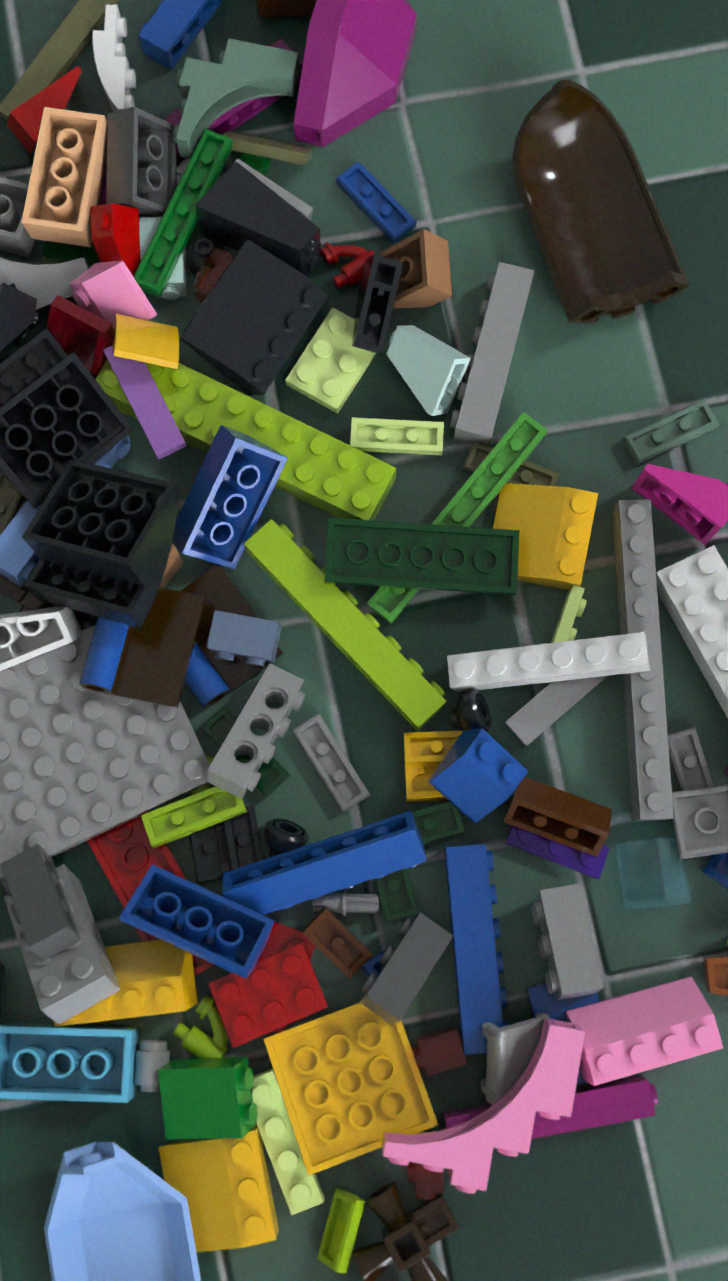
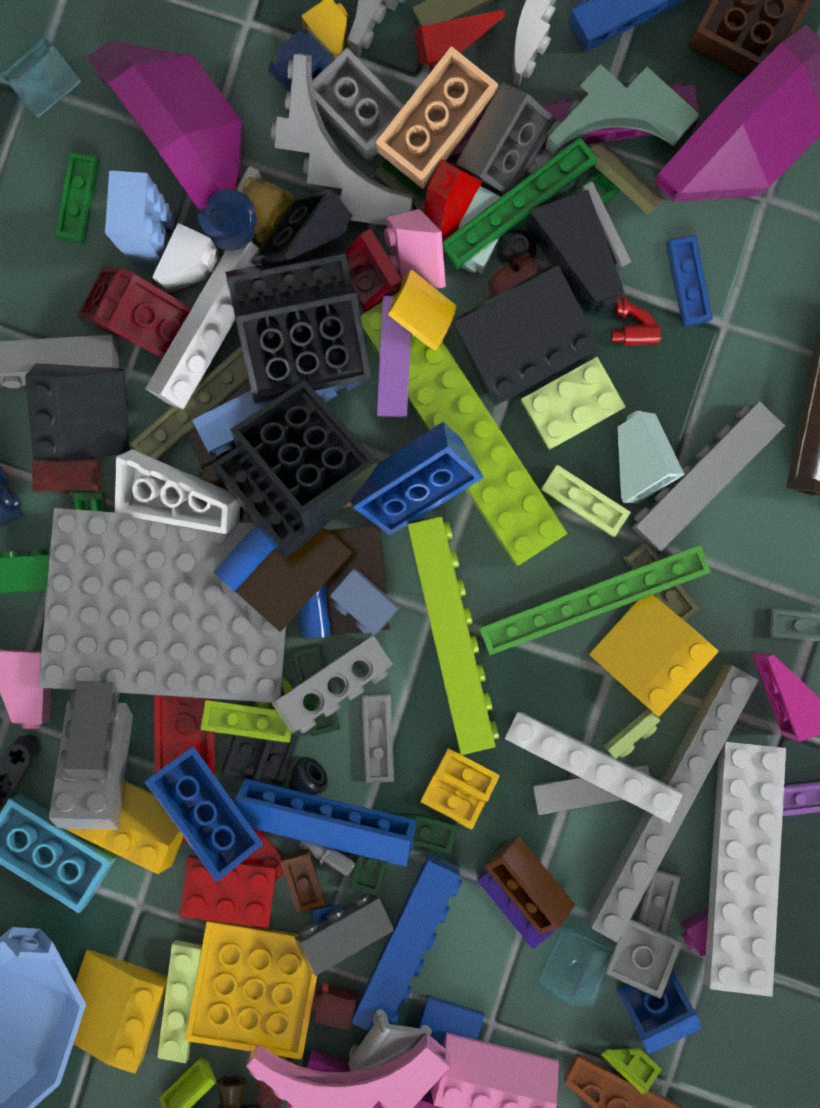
camera: 25 degrees right, 10 degrees up
(150, 1058) = (112, 890): light grey brick -> none
(199, 1042) = (157, 894): lime plant -> none
(207, 1098) = (140, 942): green brick -> none
(375, 302) = (633, 378): black slope -> none
(421, 556) = (544, 620): dark green plate -> none
(425, 270) = (685, 366): medium nougat slope -> none
(471, 712) = (511, 764): black brick -> none
(477, 774) = (485, 819): blue slope -> none
(566, 942) = (476, 989): light grey brick -> none

